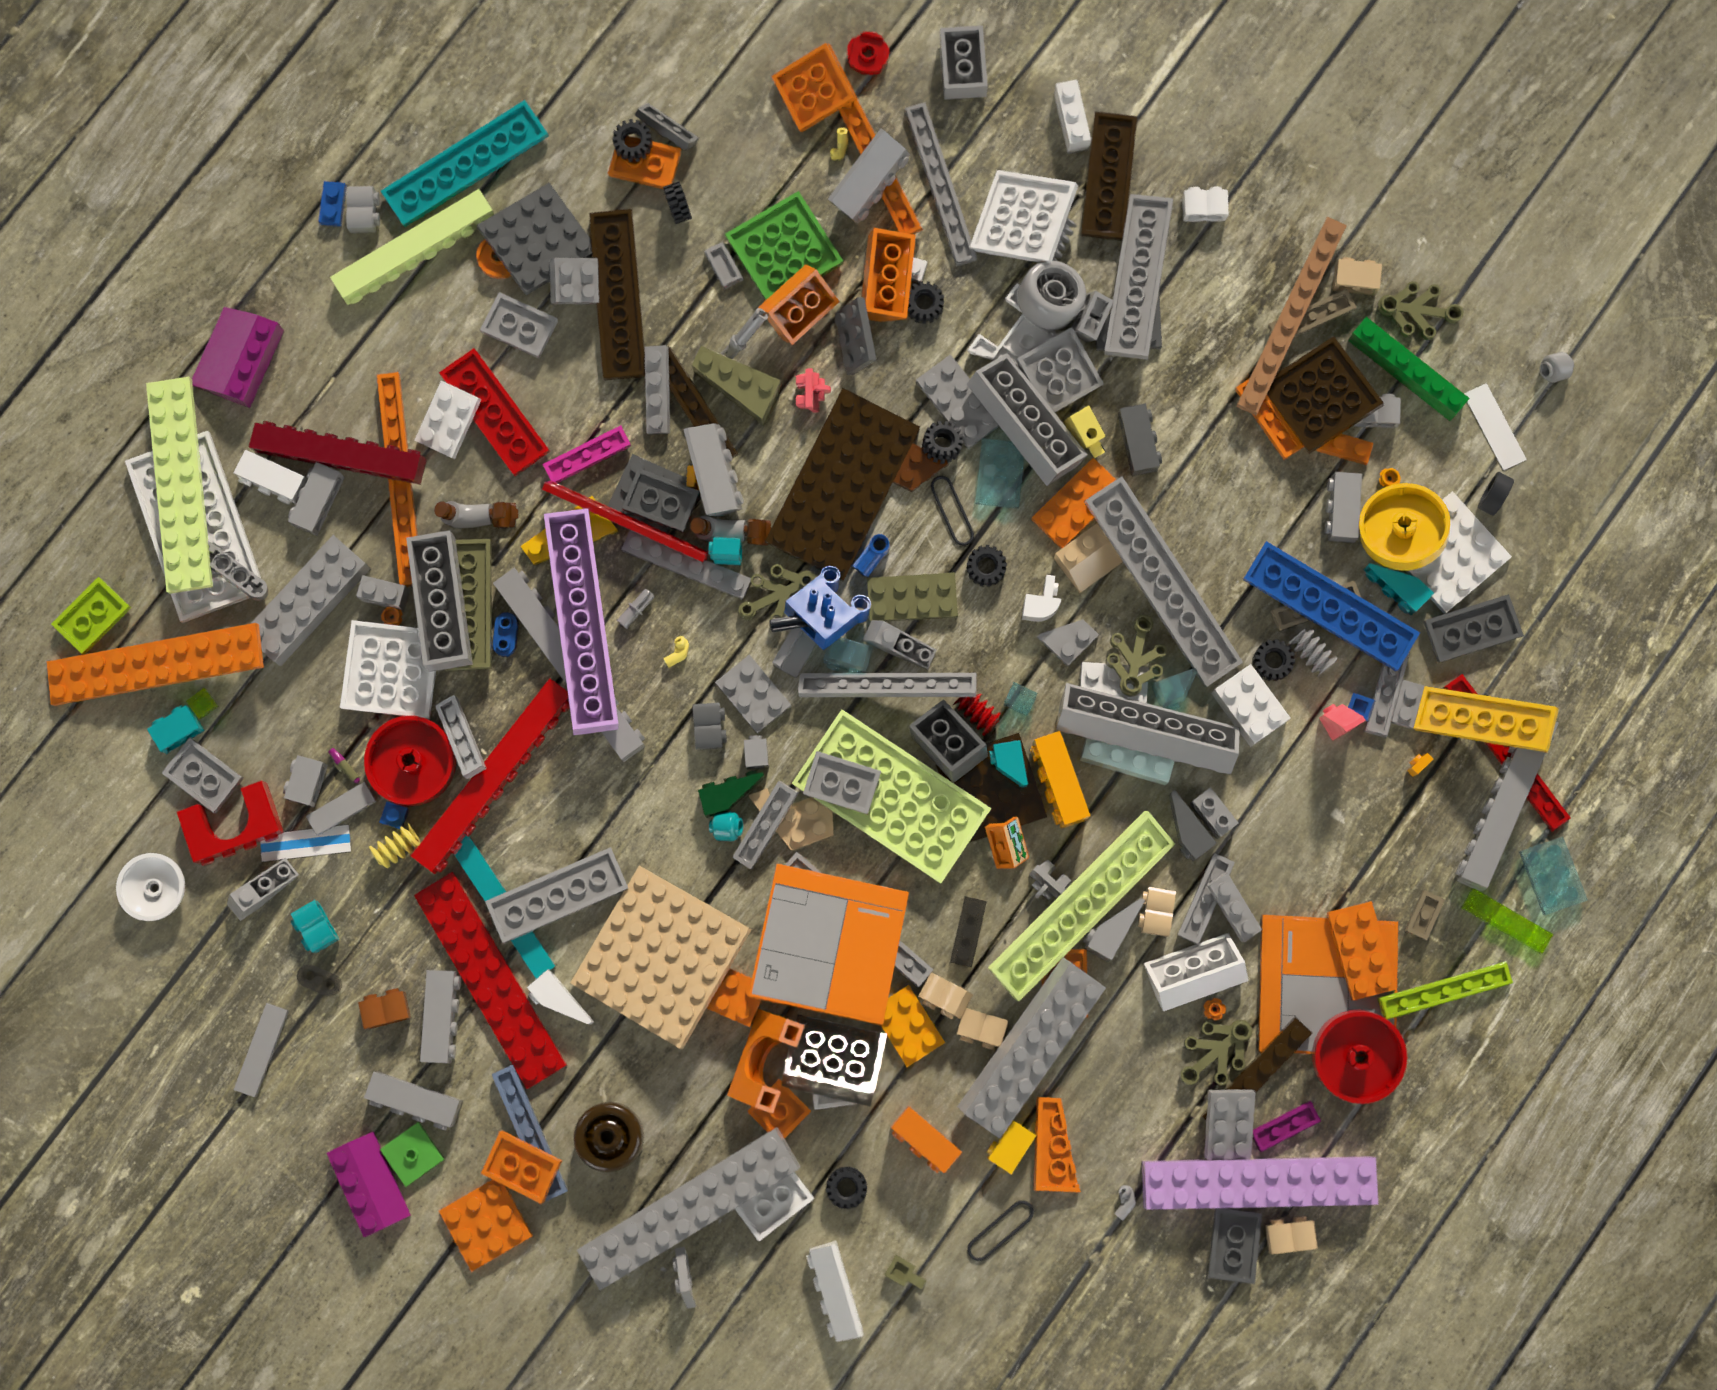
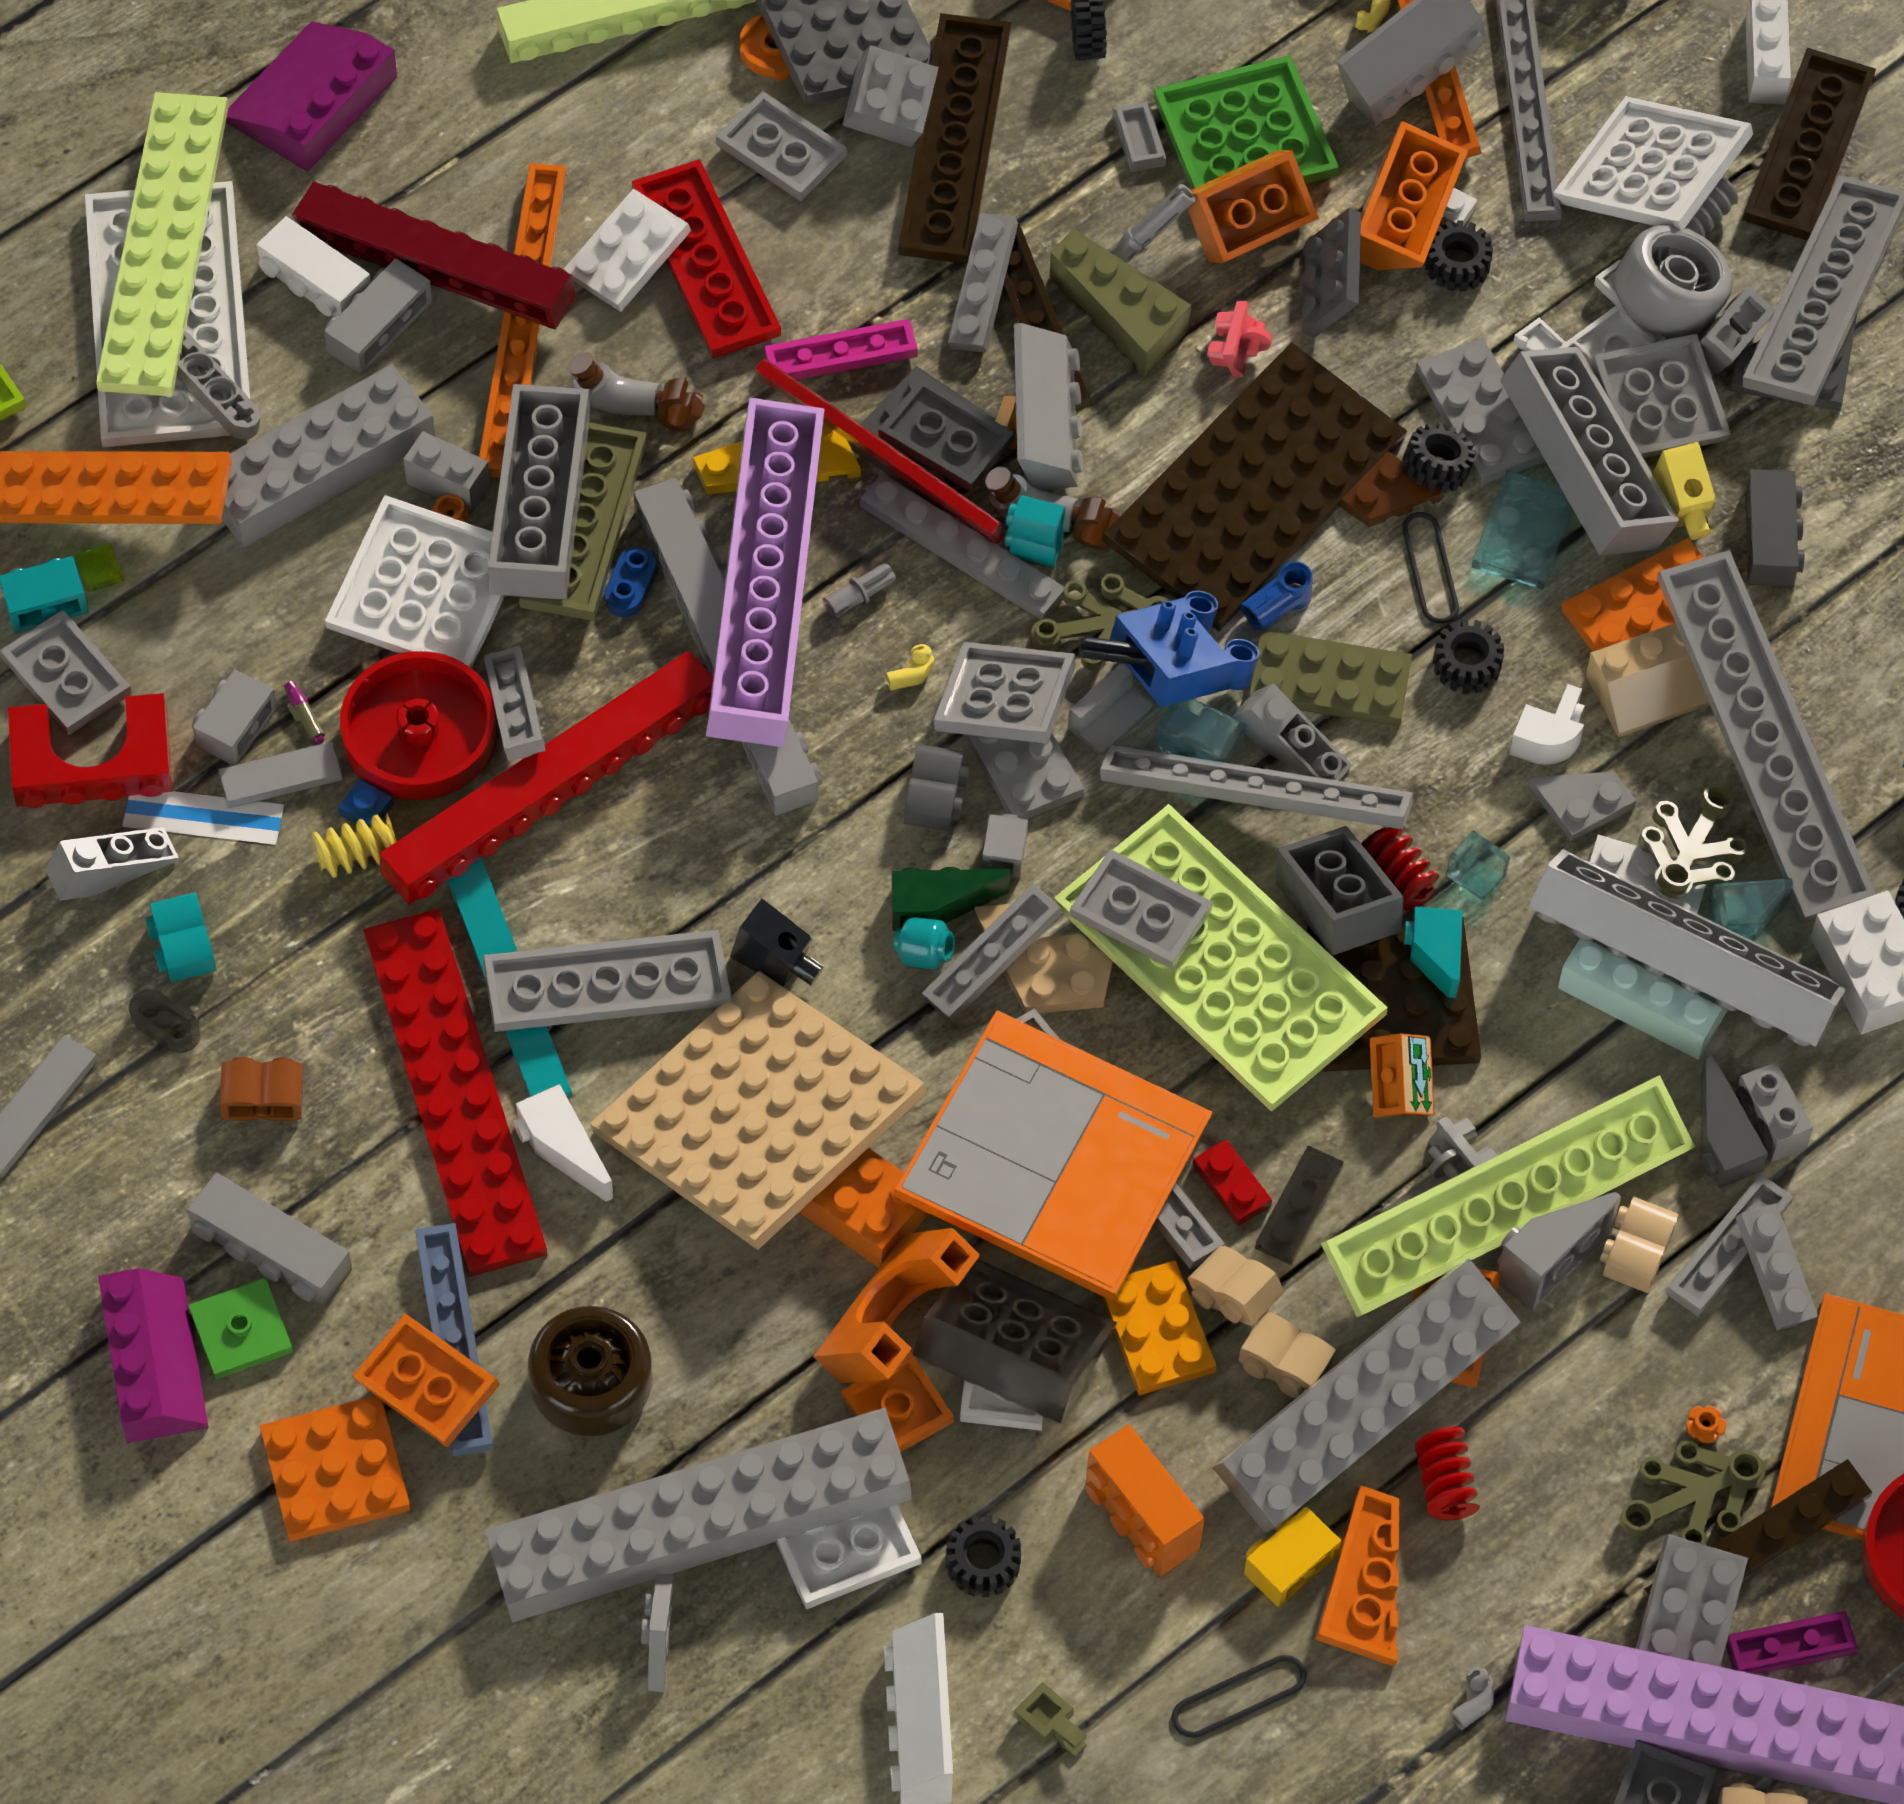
camera: 10 degrees right, 20 degrees down
(439, 1016) = (352, 1122): light grey brick -> none
(636, 849) = (775, 946): none -> black torso
(733, 659) = (1005, 692): none -> light grey plate
(928, 927) = (1232, 1182): none -> red plate
(1060, 780) = (1516, 996): light orange brick -> none
(1082, 1077) = (1444, 1475): none -> red piece
(1196, 972) = (1687, 1356): white slope -> none

